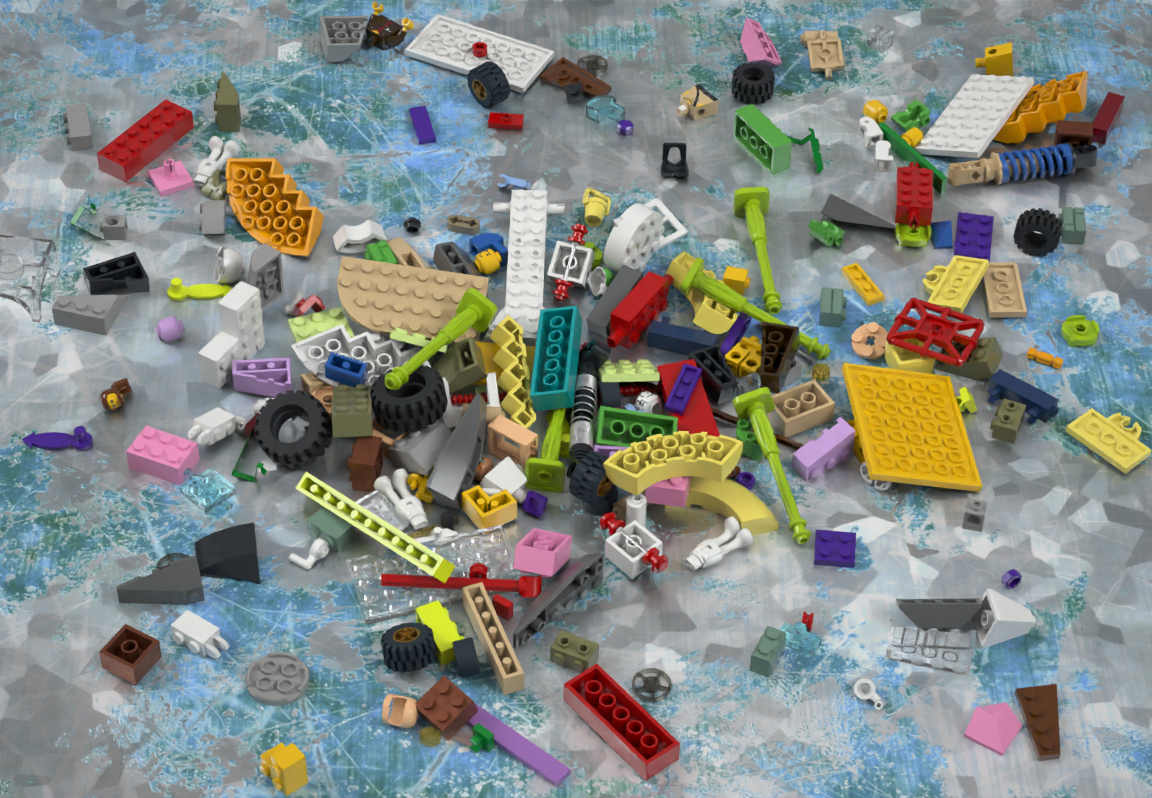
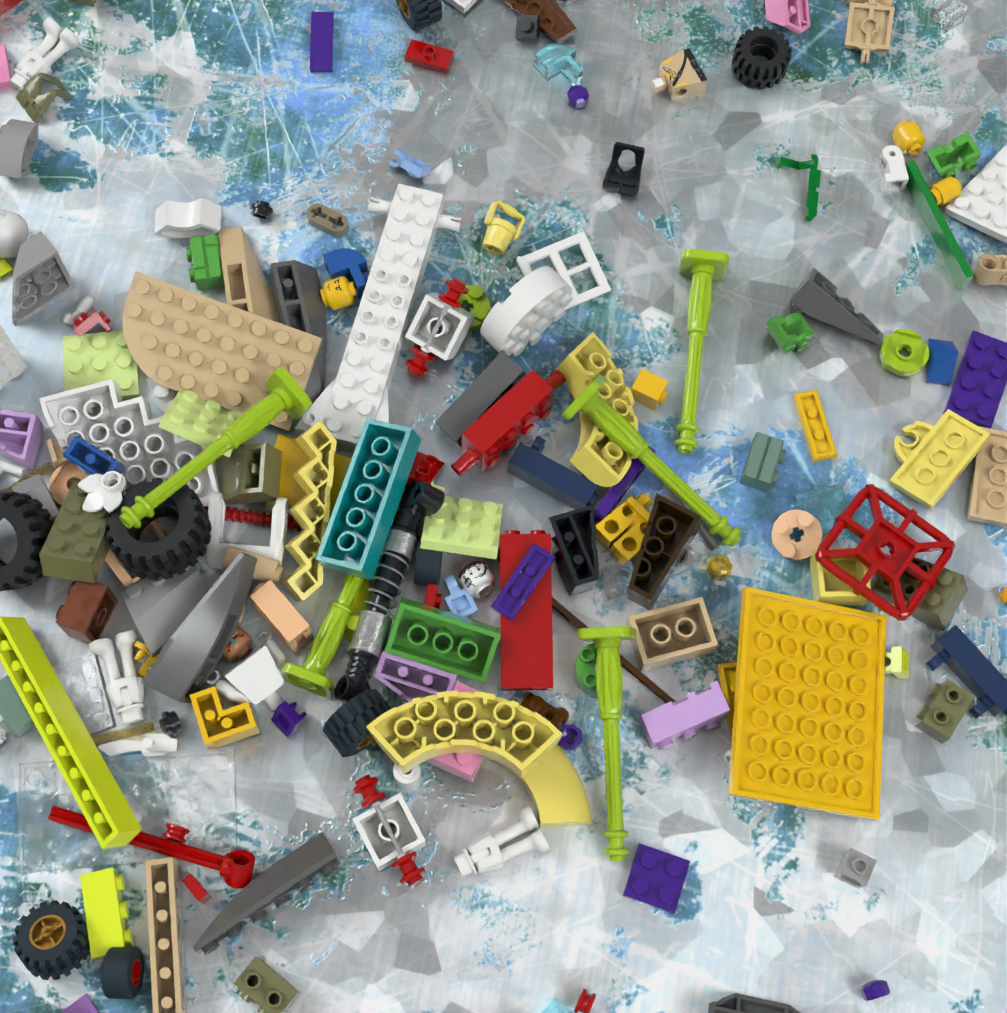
camera: 10 degrees right, 25 degrees up
(271, 205) = (91, 148): light orange brick -> none
(361, 380) = (101, 492): none -> white plate
(542, 552) = (265, 821): bright pink brick -> none
(599, 280) = (474, 359): white hat -> none
(762, 139) = (747, 158): bright green brick -> none
(882, 158) = (895, 221): white leg -> none
(914, 195) = (920, 296): red brick -> none

